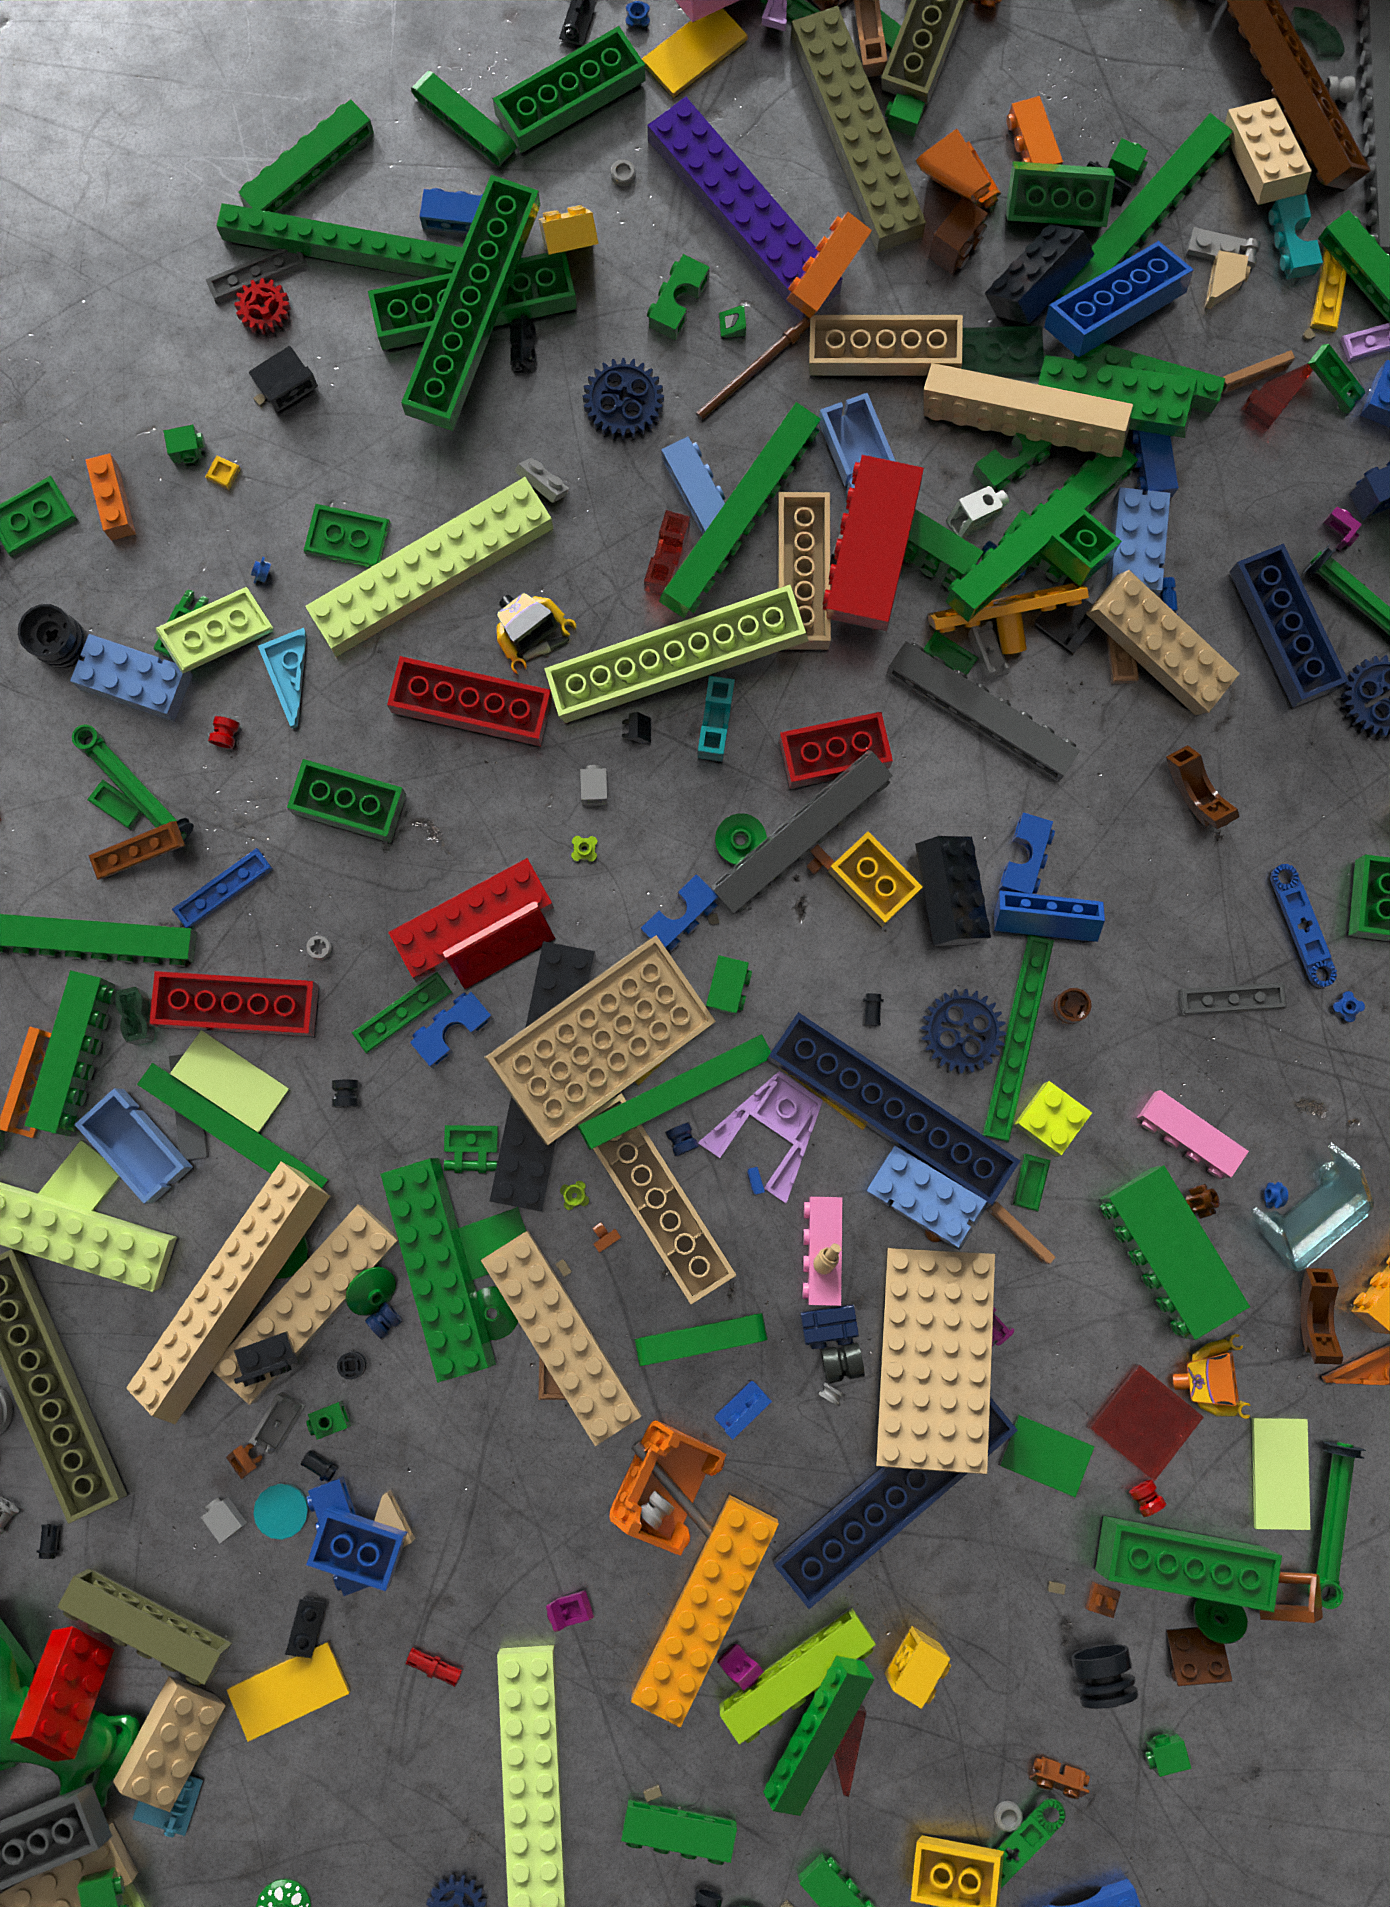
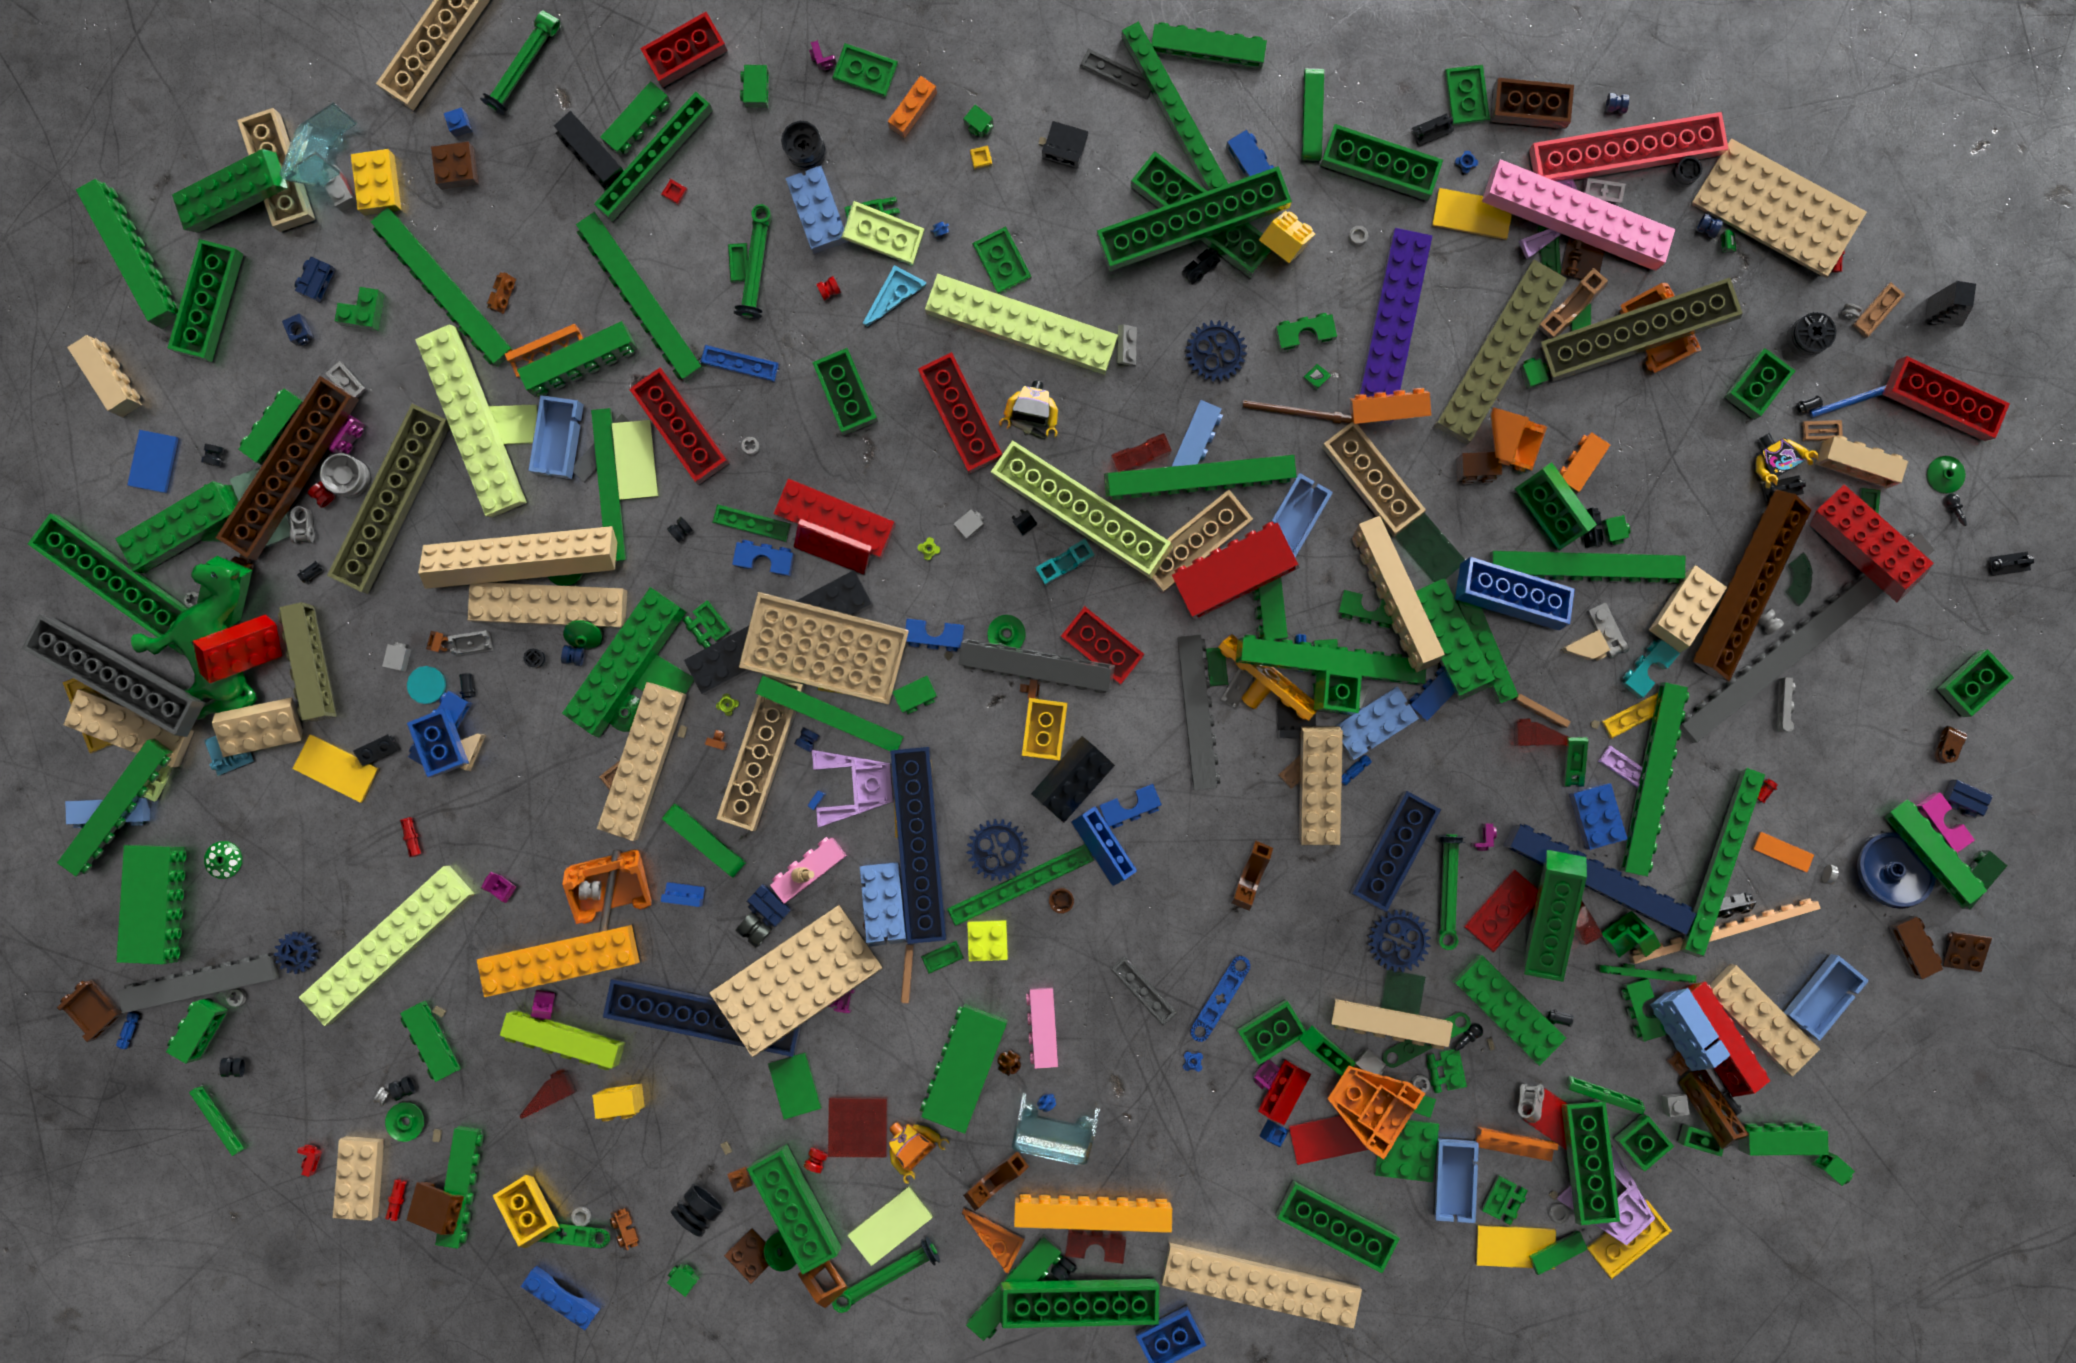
camera: 60 degrees right, 5 degrees up
(135, 1009) = (631, 372): clear green brick -> none
(136, 850) = (720, 298): dark orange tile -> none
(264, 317) = (1105, 99): red gear -> none
(266, 1356) = (499, 608): black bracket -> none
(328, 1420) = (494, 670): green brick -> none
(818, 1735) = (539, 1075): green brick -> none
(831, 1394) = (731, 938): light grey bush -> none
(873, 1009) = (969, 788): black pin -> none
(976, 511) = (1310, 610): white torso -> none
(1039, 273) = (1494, 534): black brick -> none

